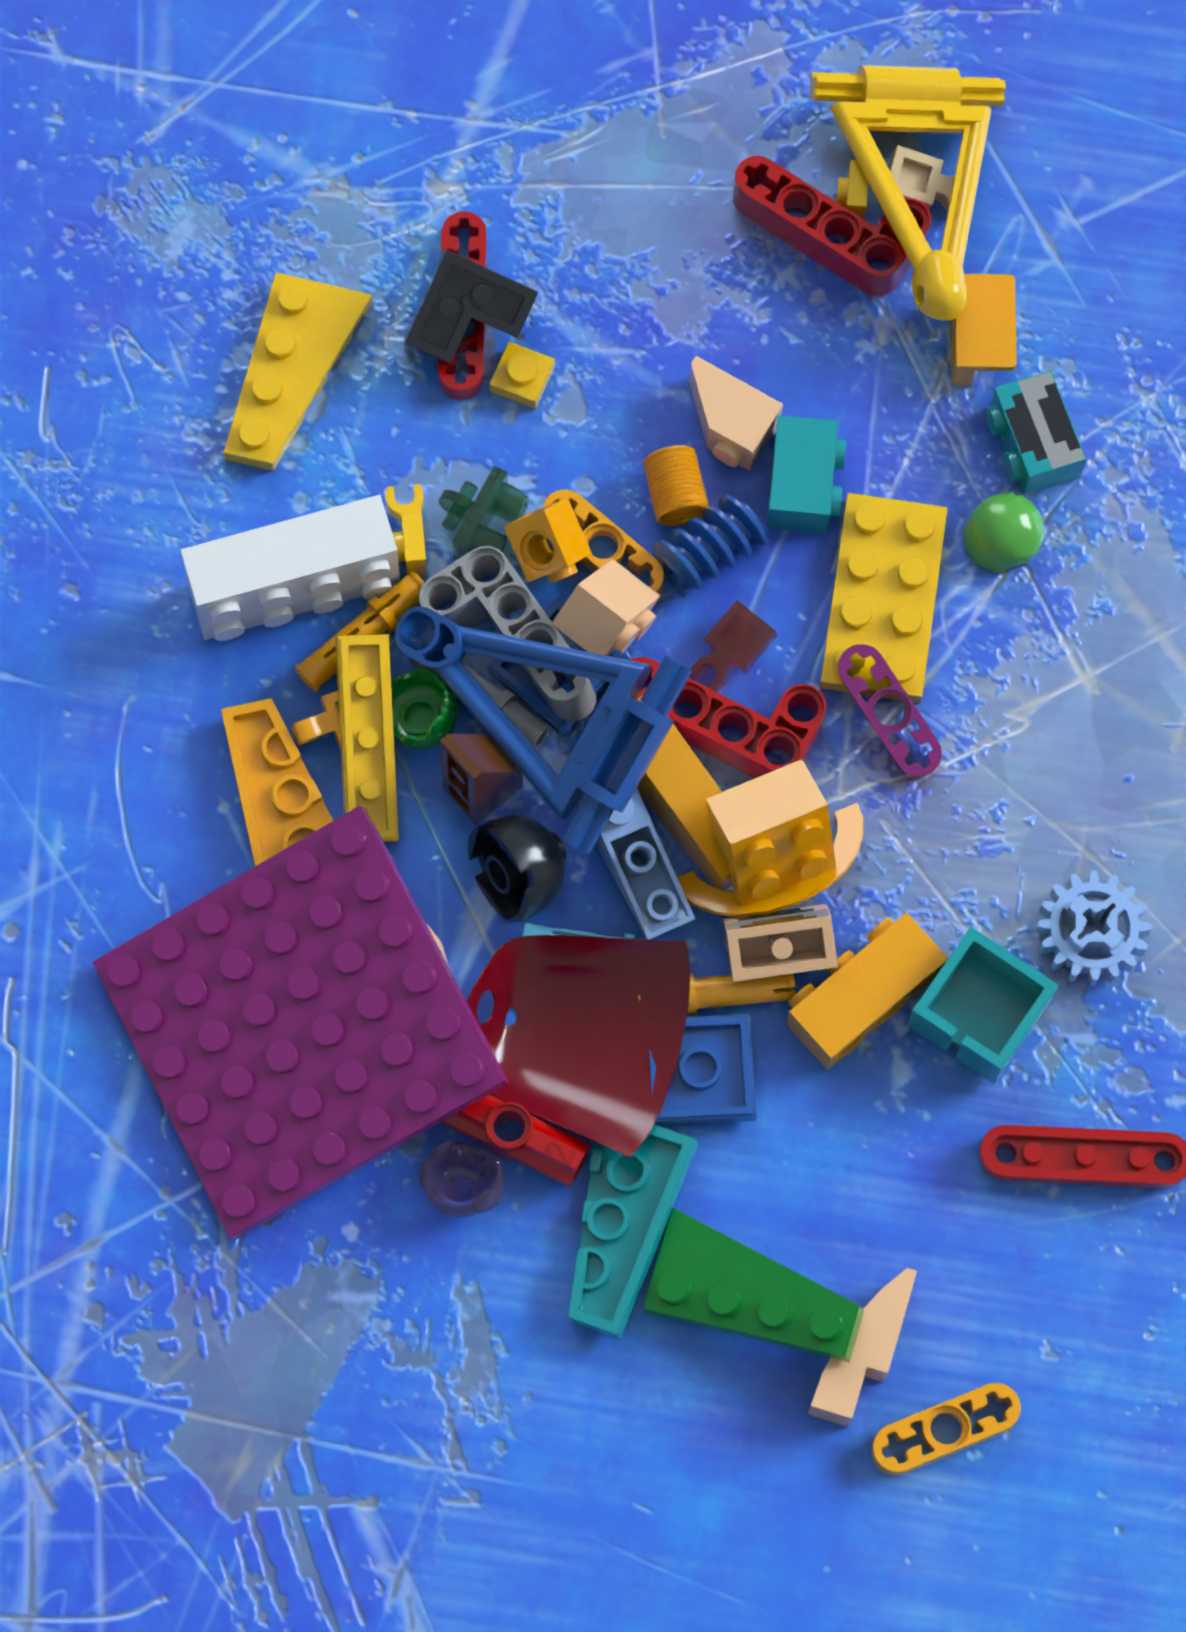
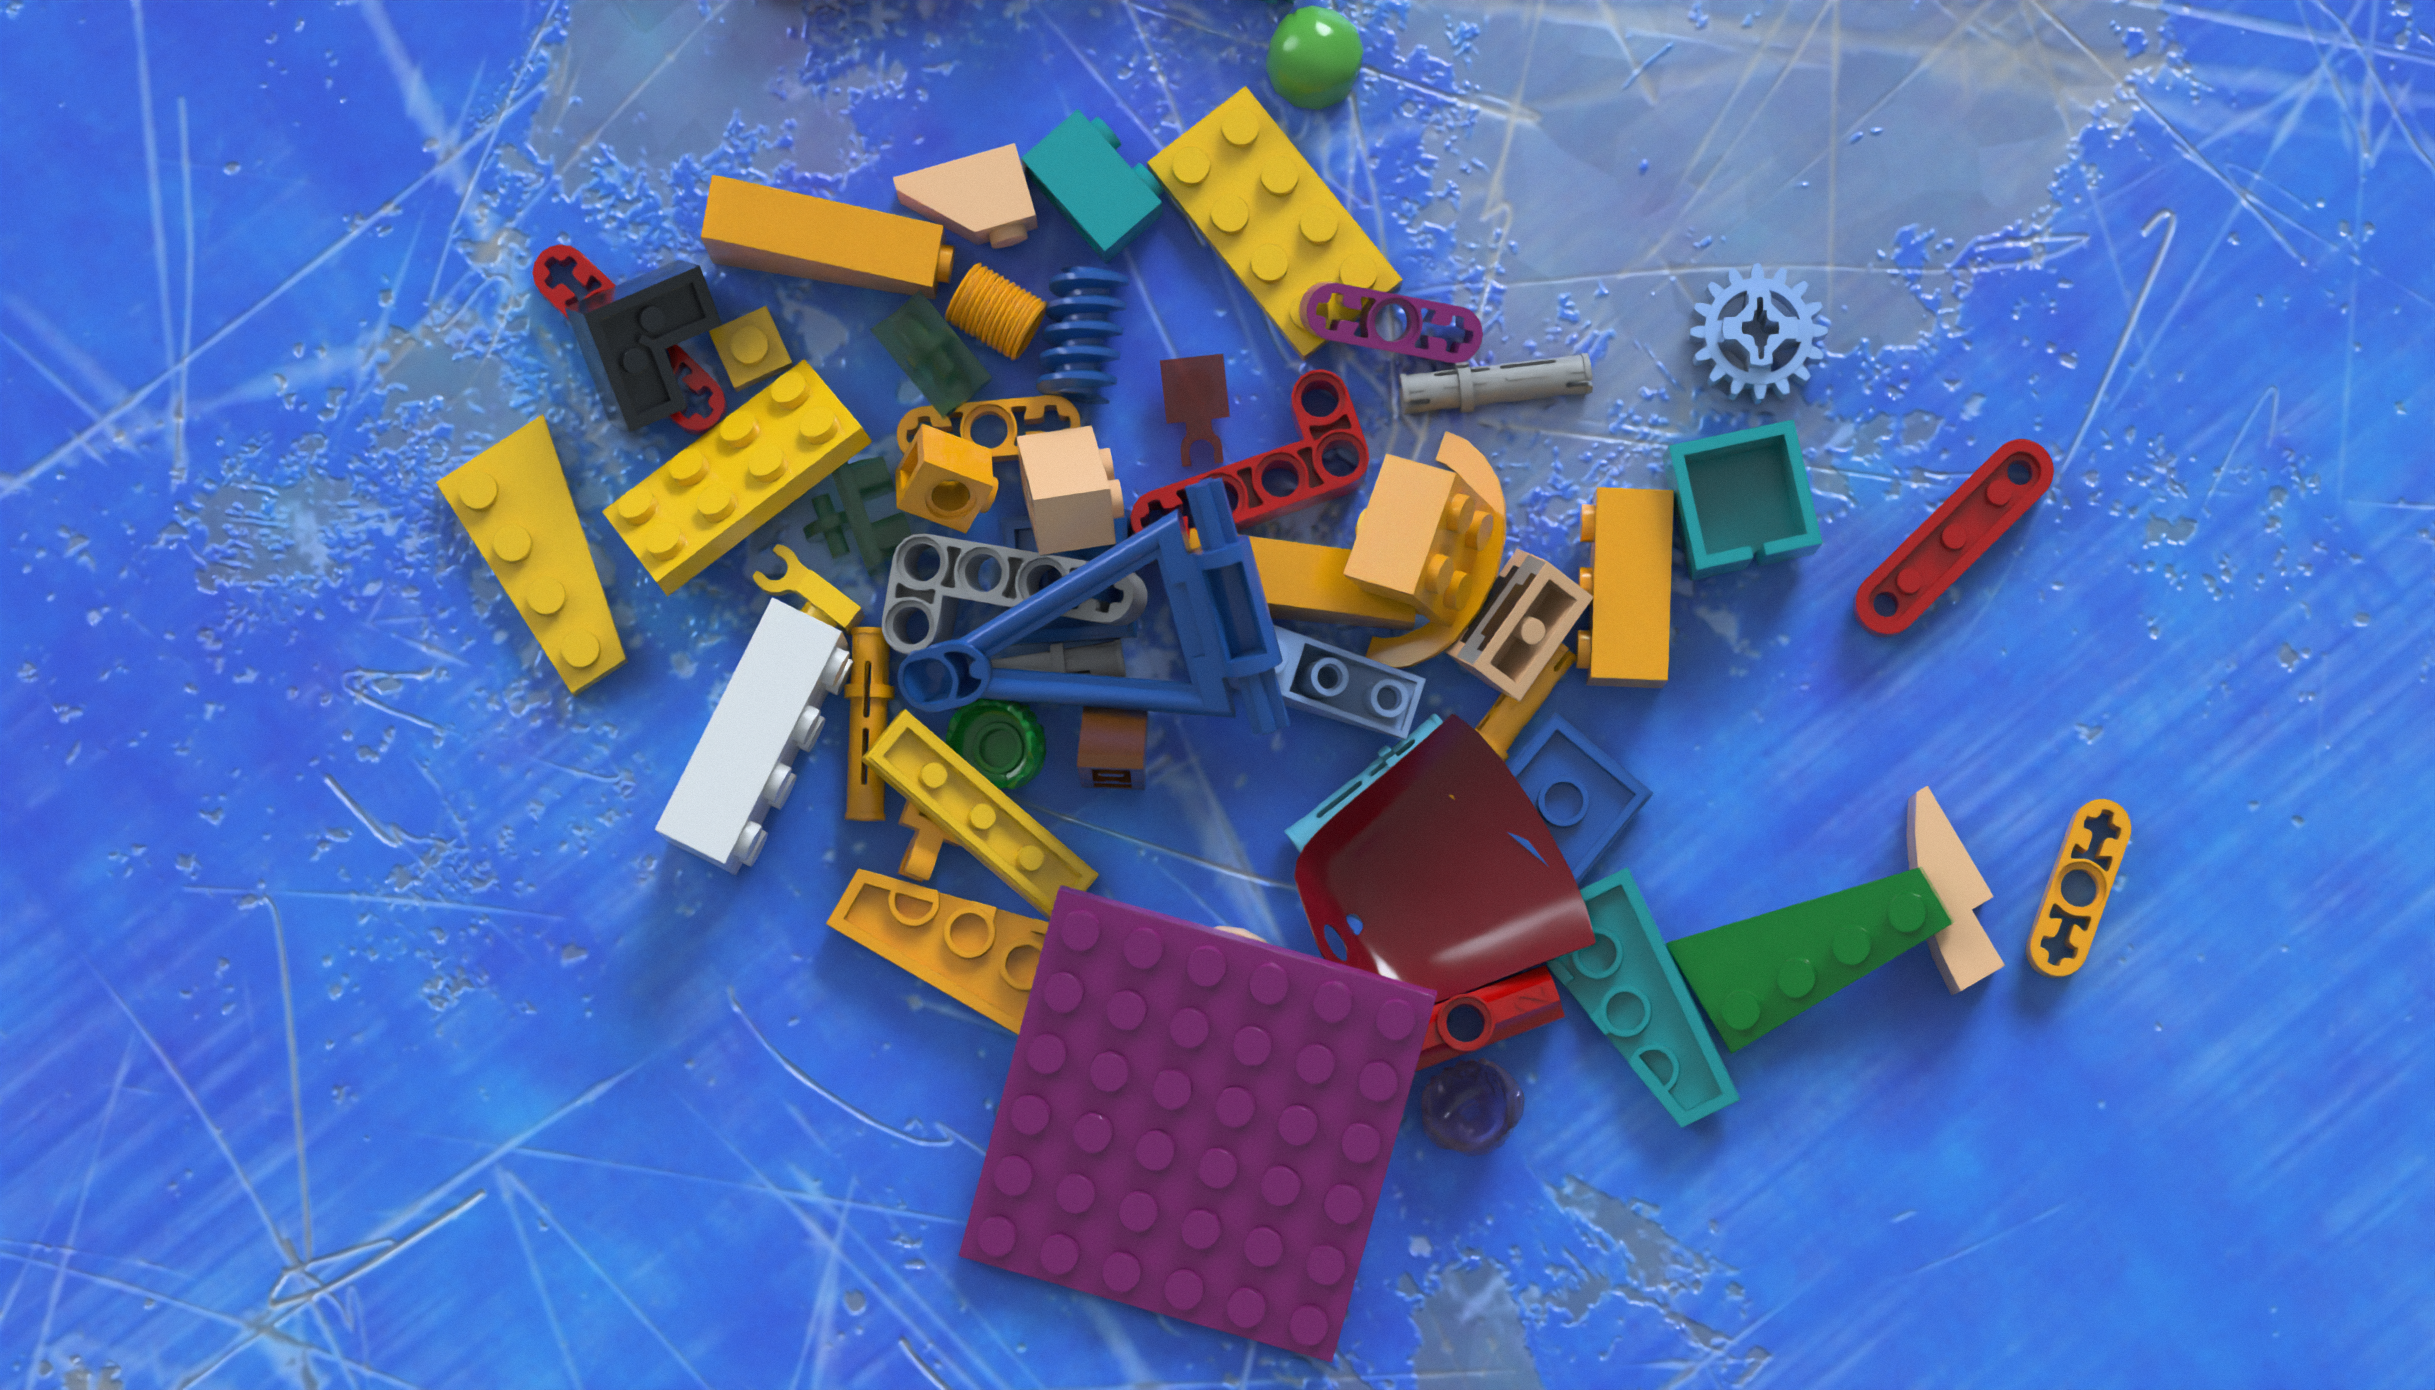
camera: 45 degrees left, 10 degrees up
(437, 426) = (736, 477): none -> yellow plate
(519, 865) = (1229, 790): black cylinder -> none
(614, 472) = (931, 355): none -> clear green hips
(621, 350) = (823, 239): none -> light orange slope
(912, 804) = (1504, 382): none -> light grey pin

